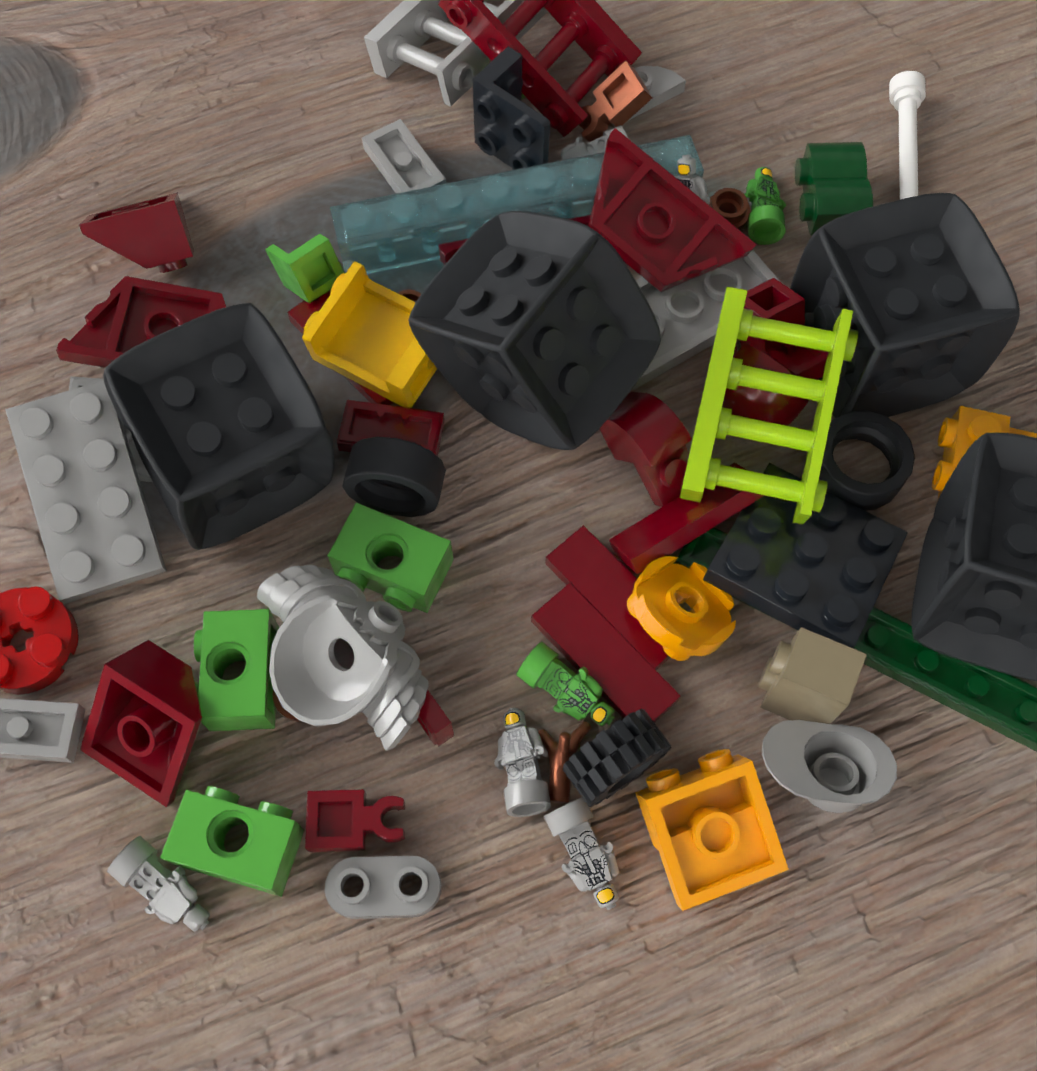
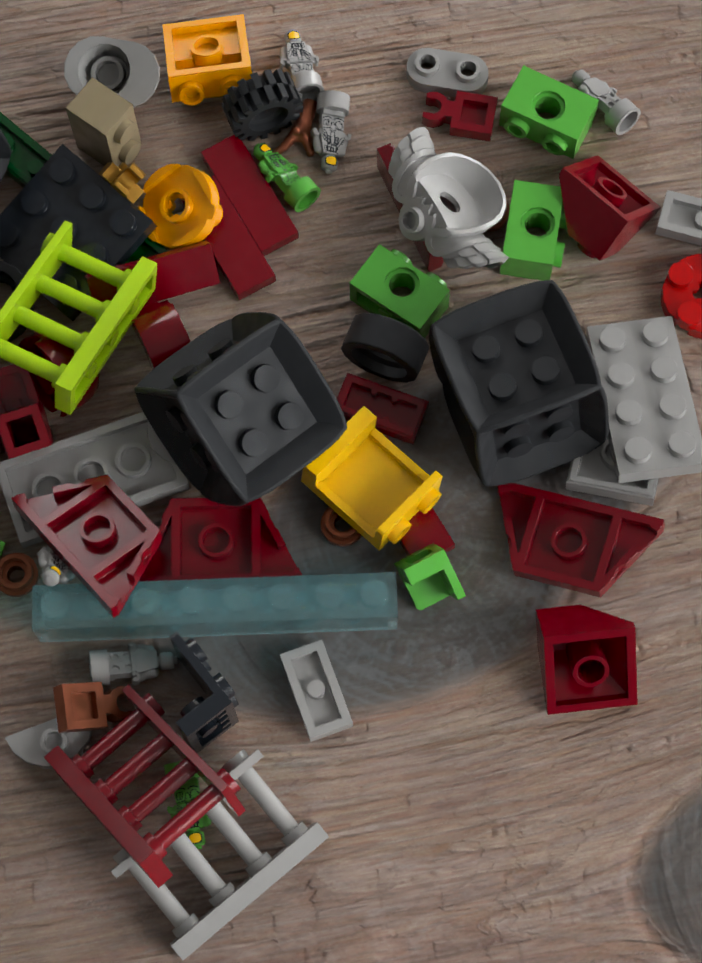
camera: 165 degrees left, 5 degrees up
(760, 616) = (124, 179): none -> pearl gold plate

